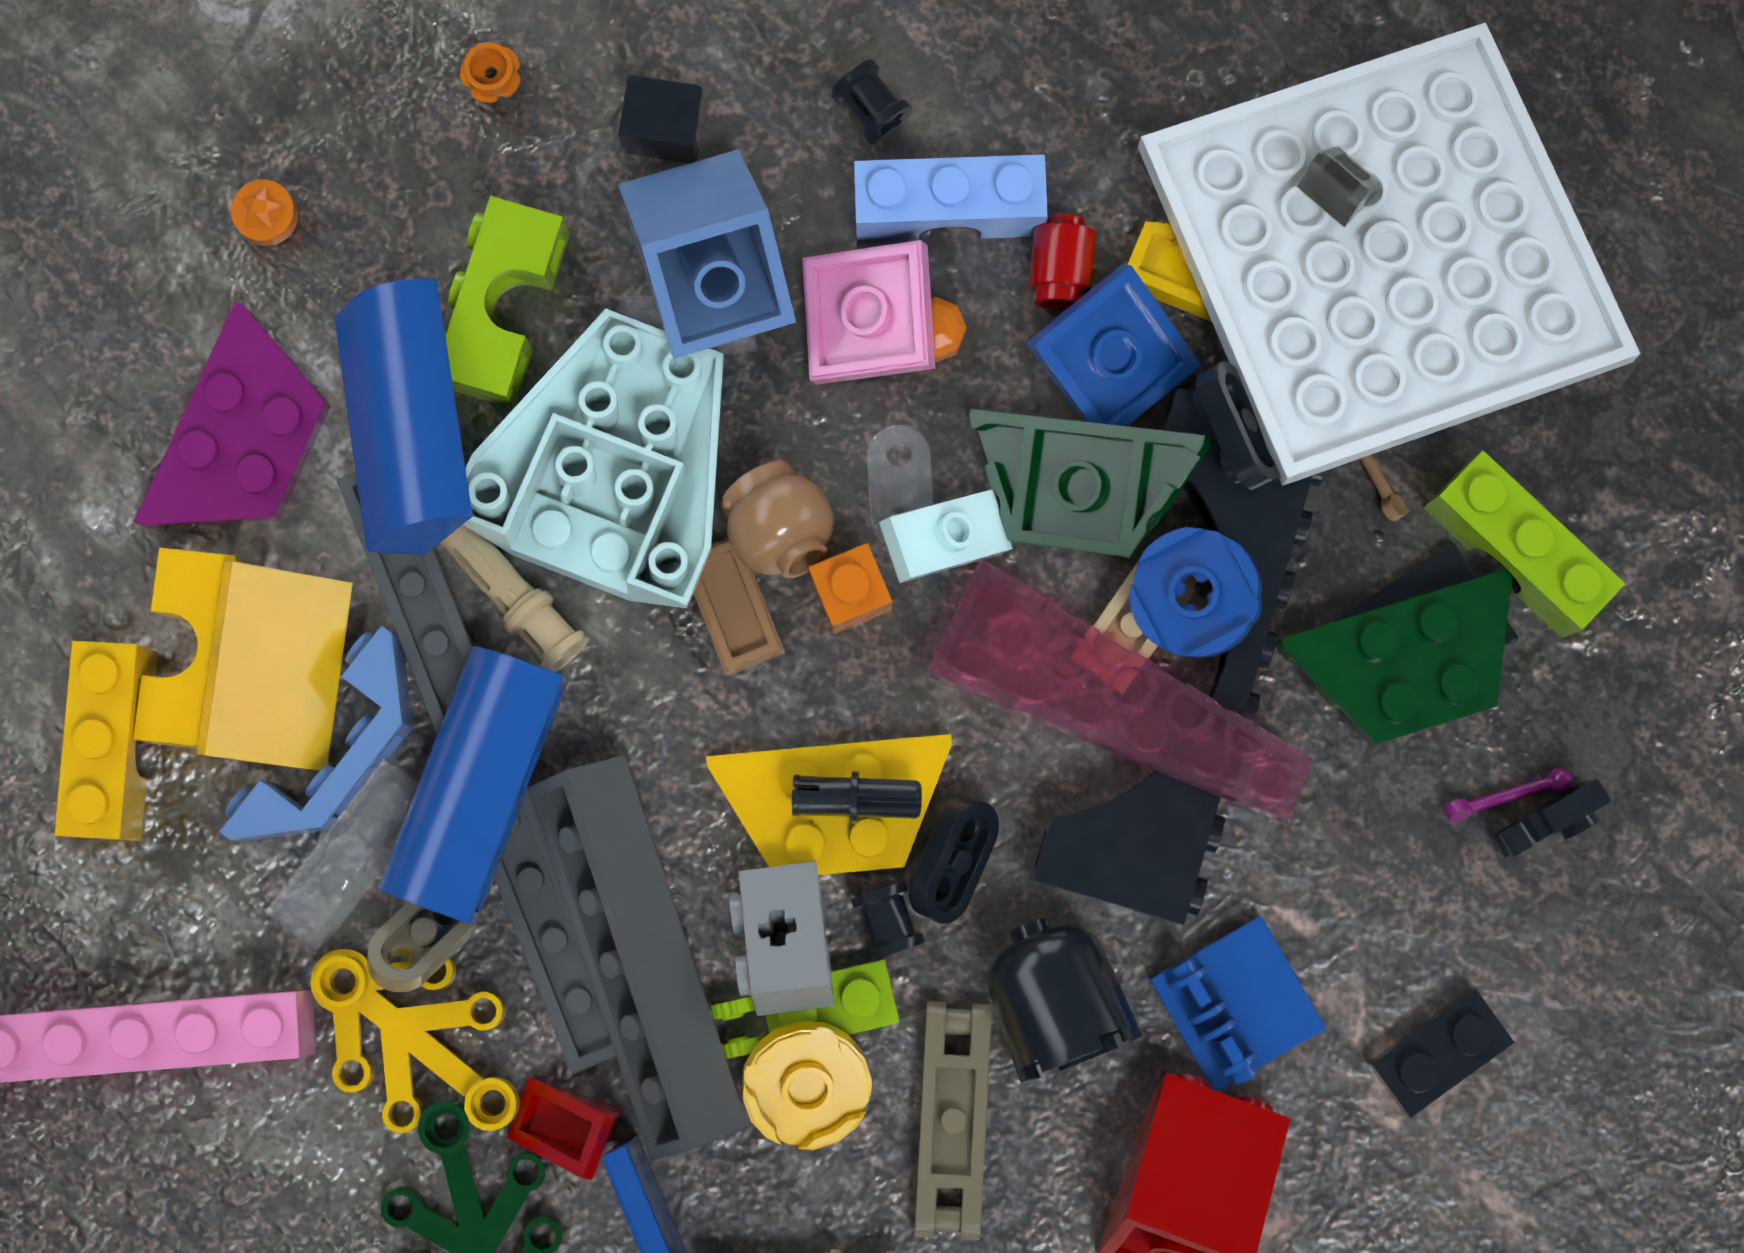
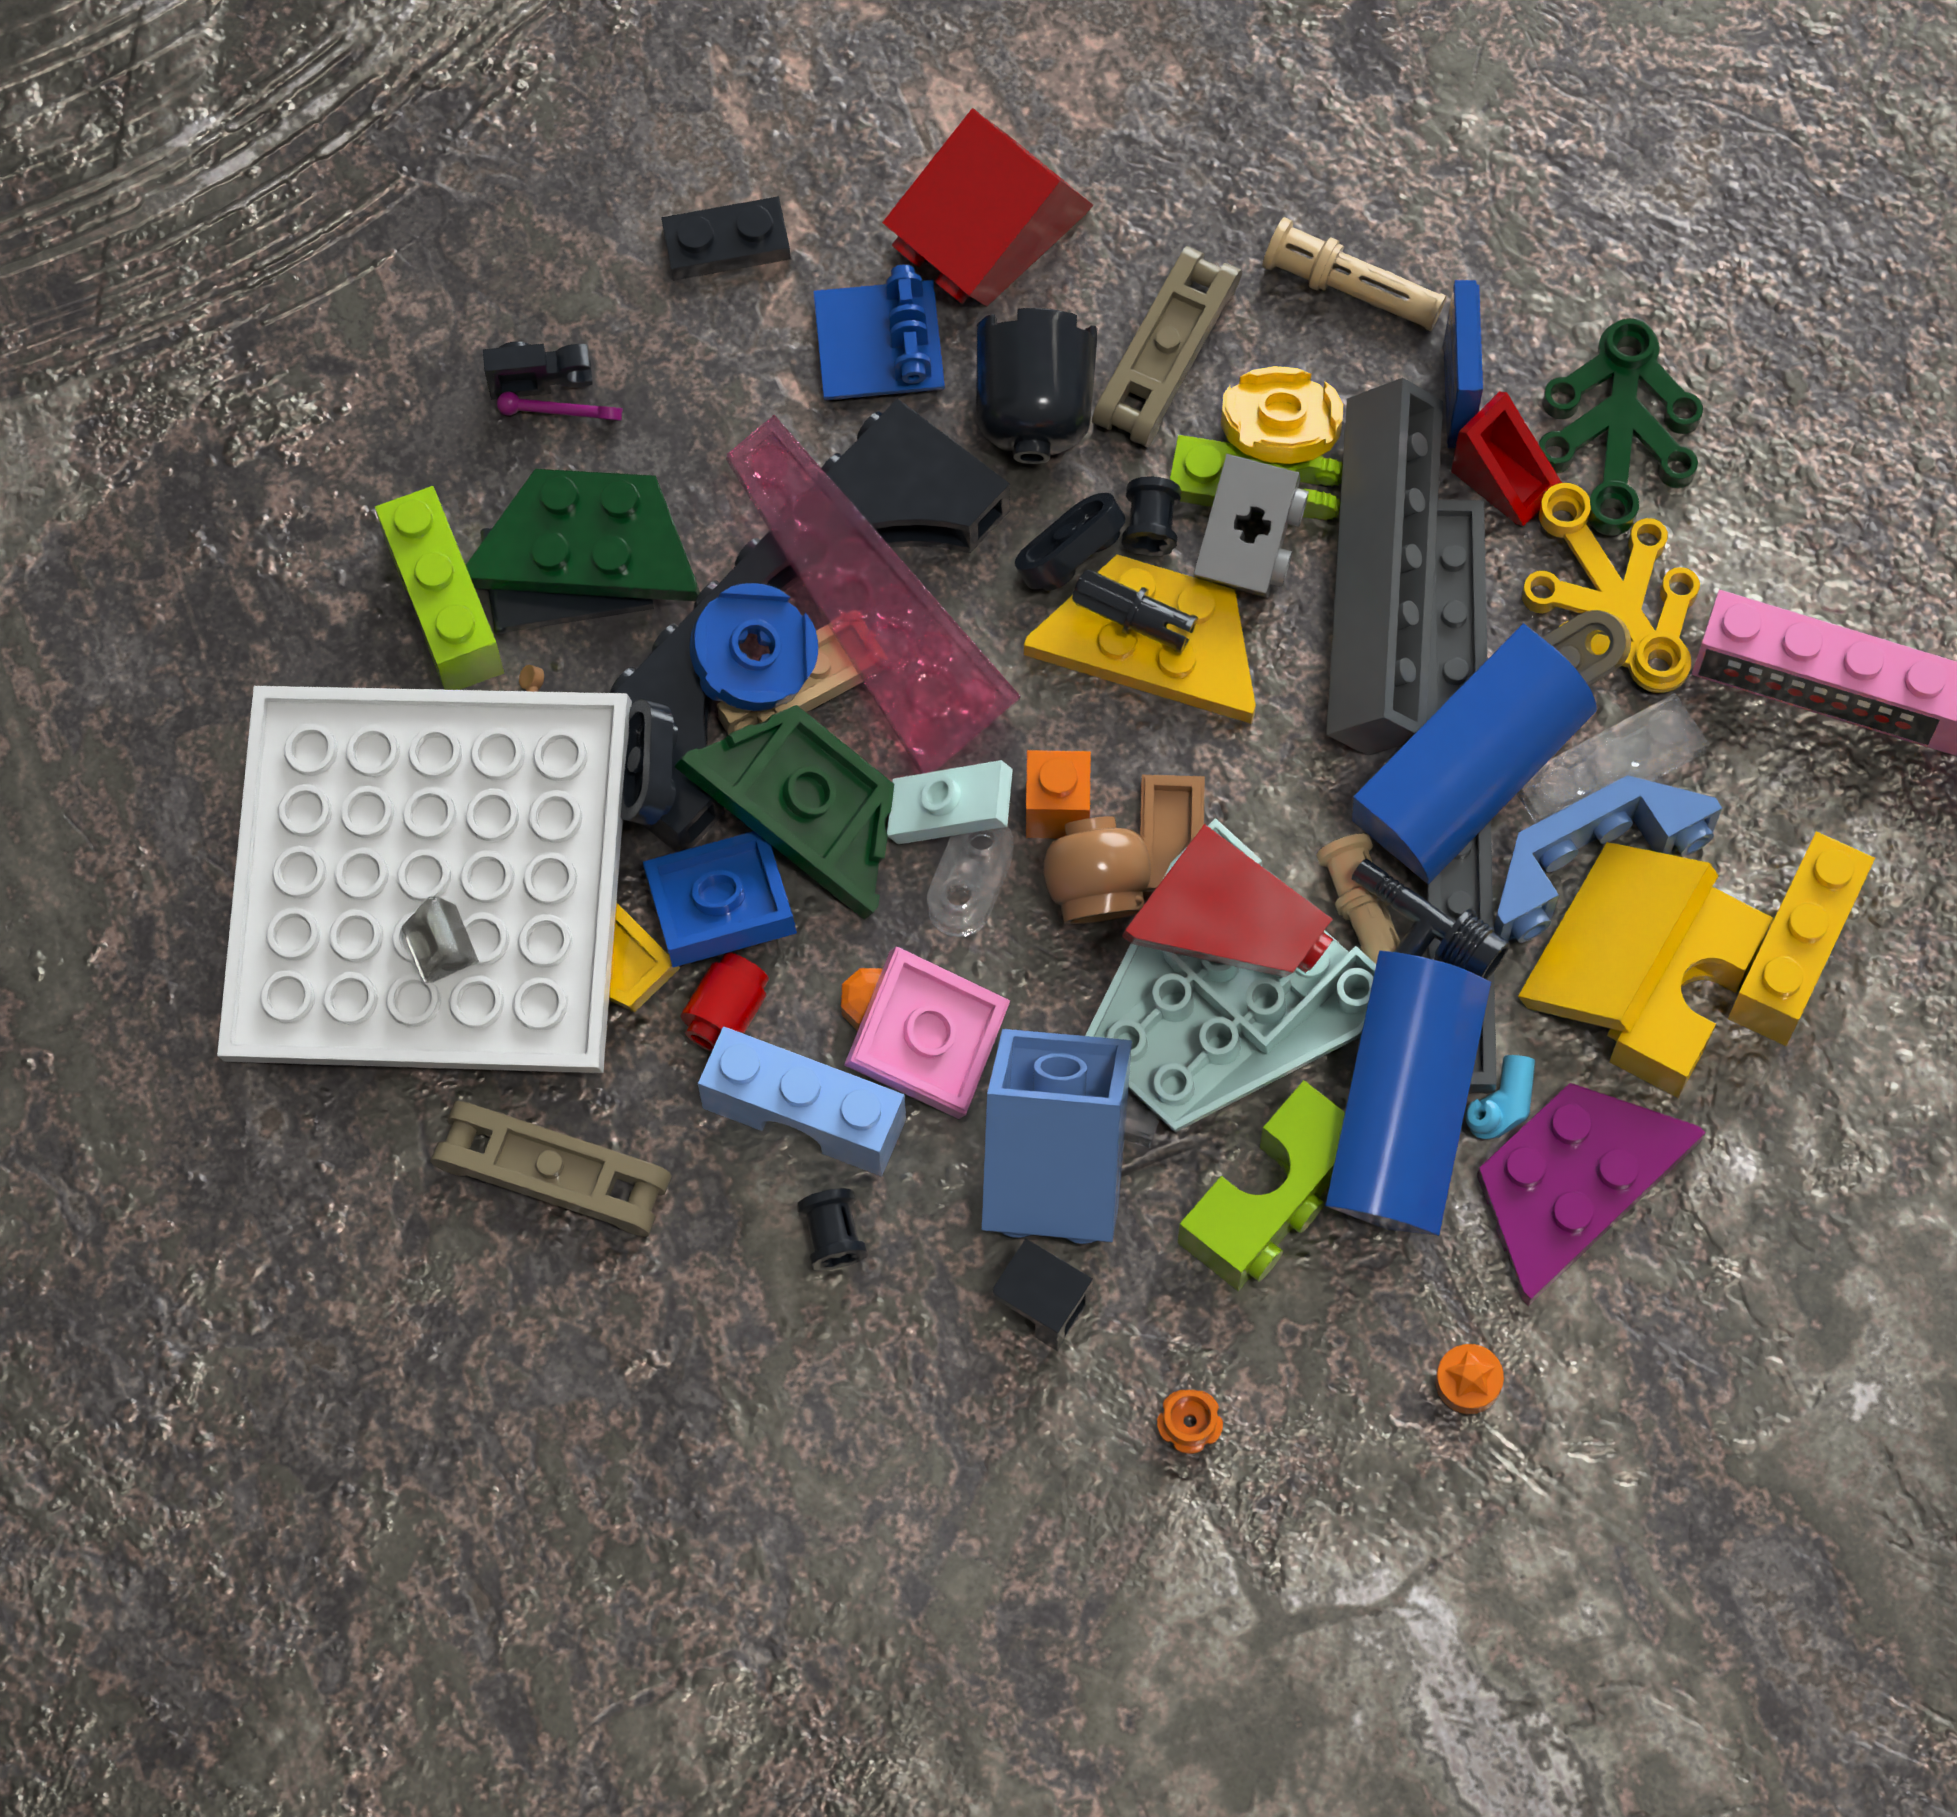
camera: 155 degrees left, 15 degrees down
(325, 465) = (1508, 1105): none -> medium azure arm
(408, 586) = (1464, 942): none -> black piece
(624, 482) = (1230, 912): none -> red slope
(1143, 54) = (551, 1167): none -> dark tan plate

